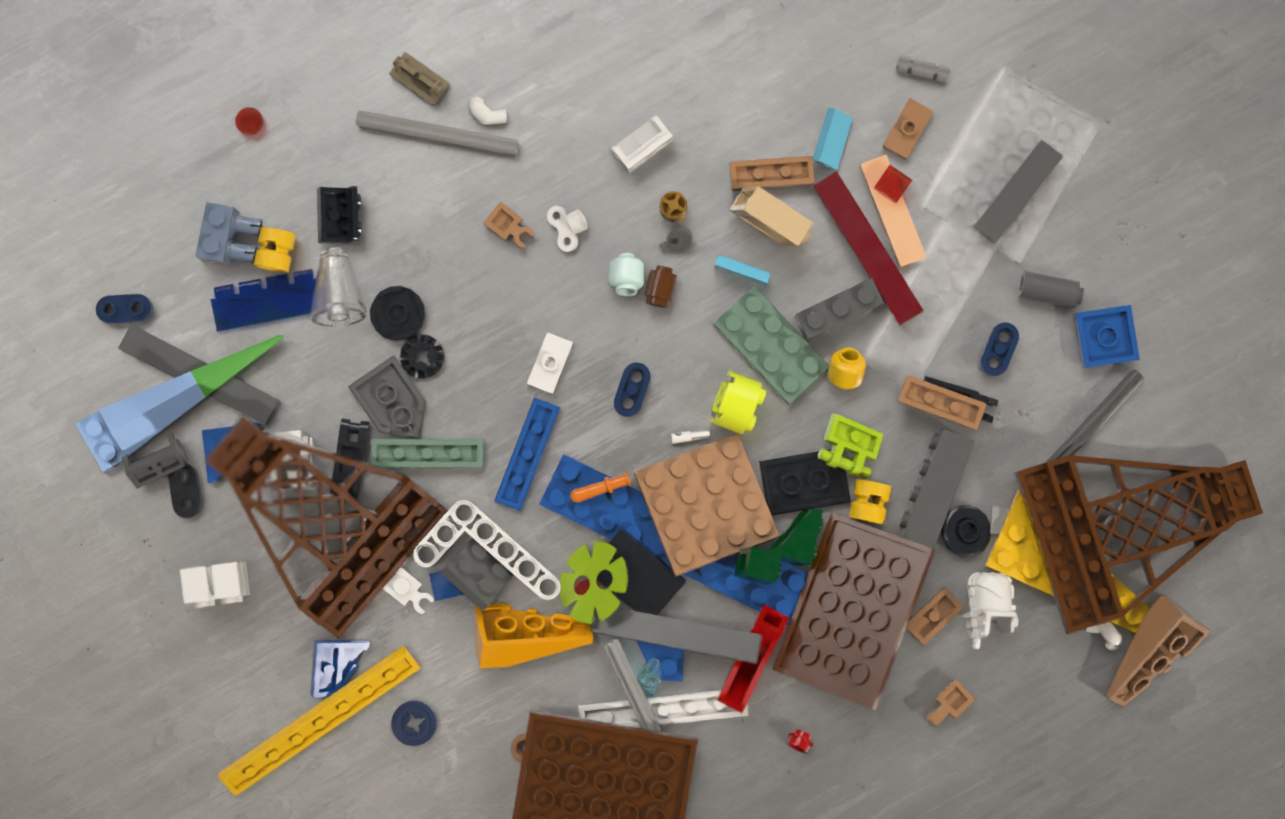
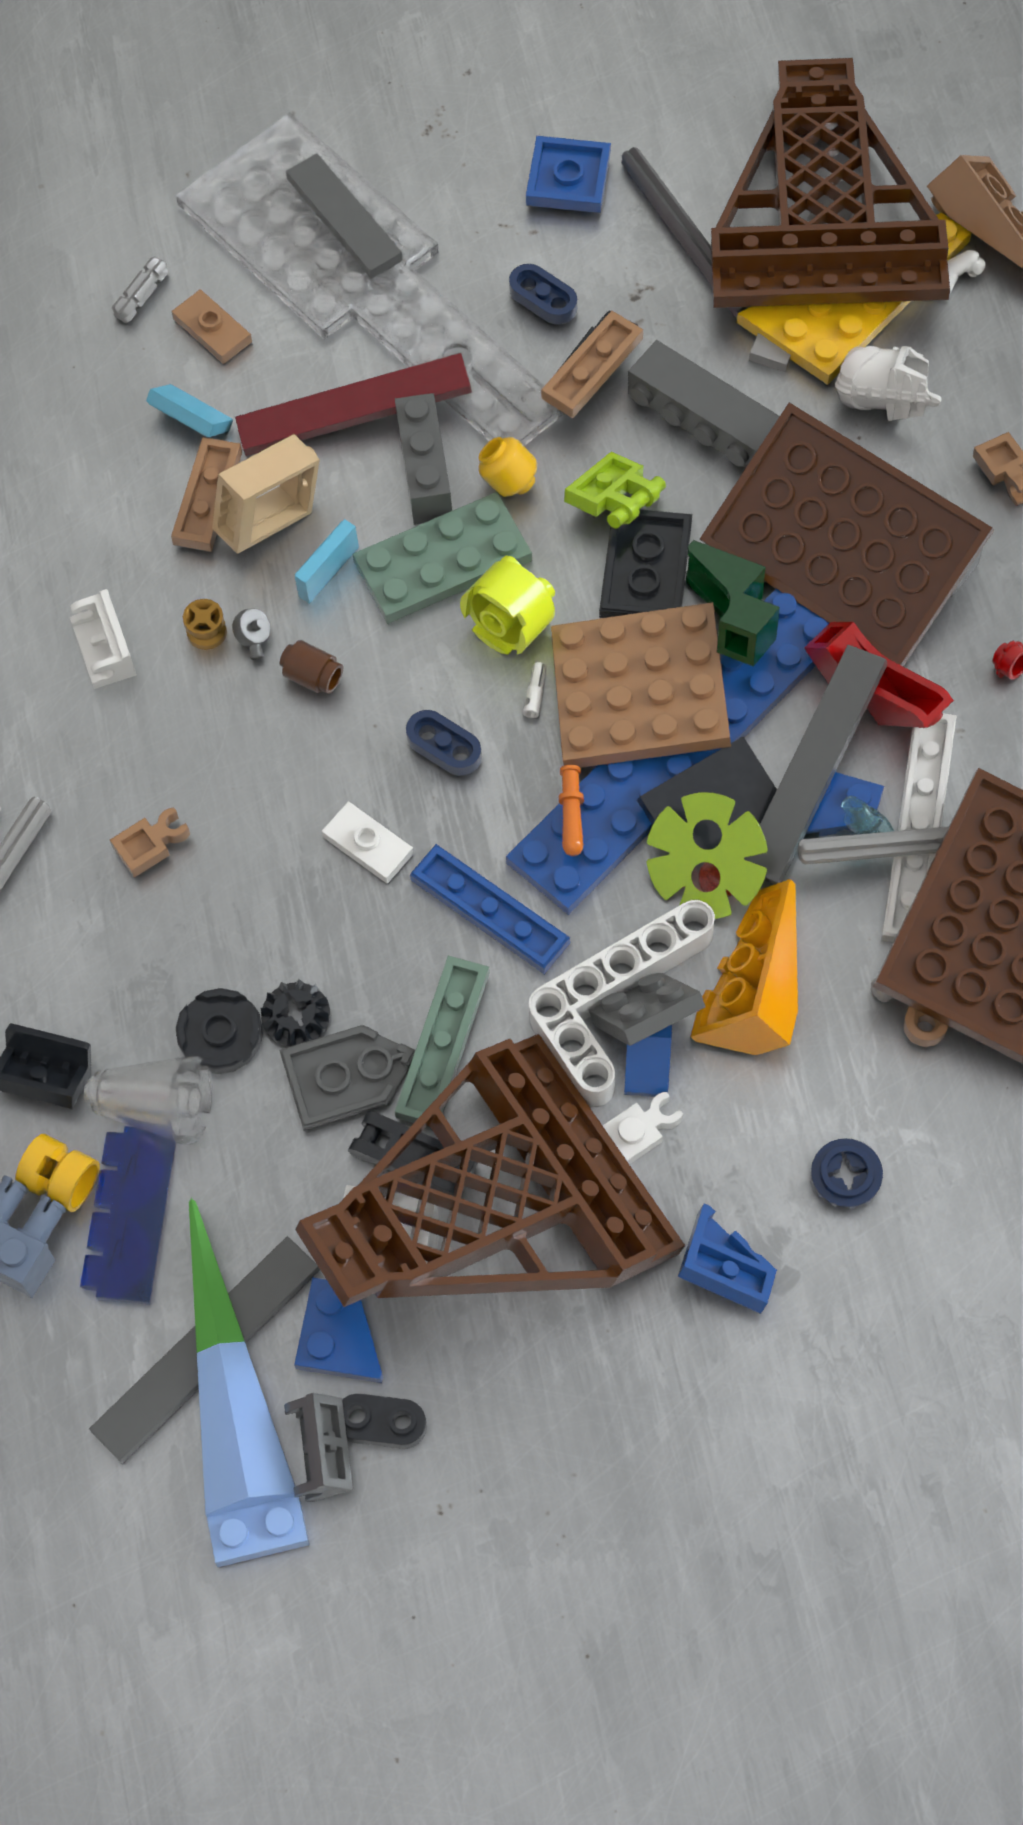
camera: 70 degrees left, 20 degrees down
(123, 309) = (62, 1434): dark blue plate -> none
(220, 581) = (541, 1410): white piece -> none
(319, 721) = (807, 1316): yellow tile -> none
(567, 226) = (180, 766): white piece -> none
(626, 274) = (278, 704): light aqua head -> none
(870, 512) = (697, 485): yellow wheel -> none
(892, 184) = (278, 354): clear red plate -> none
(893, 216) = (310, 369): light nougat tile -> none
(934, 616) = (878, 439): medium nougat plate -> none
(966, 531) = (776, 387): black wheel -> none
(1050, 289) = (484, 218): dark grey brick -> none

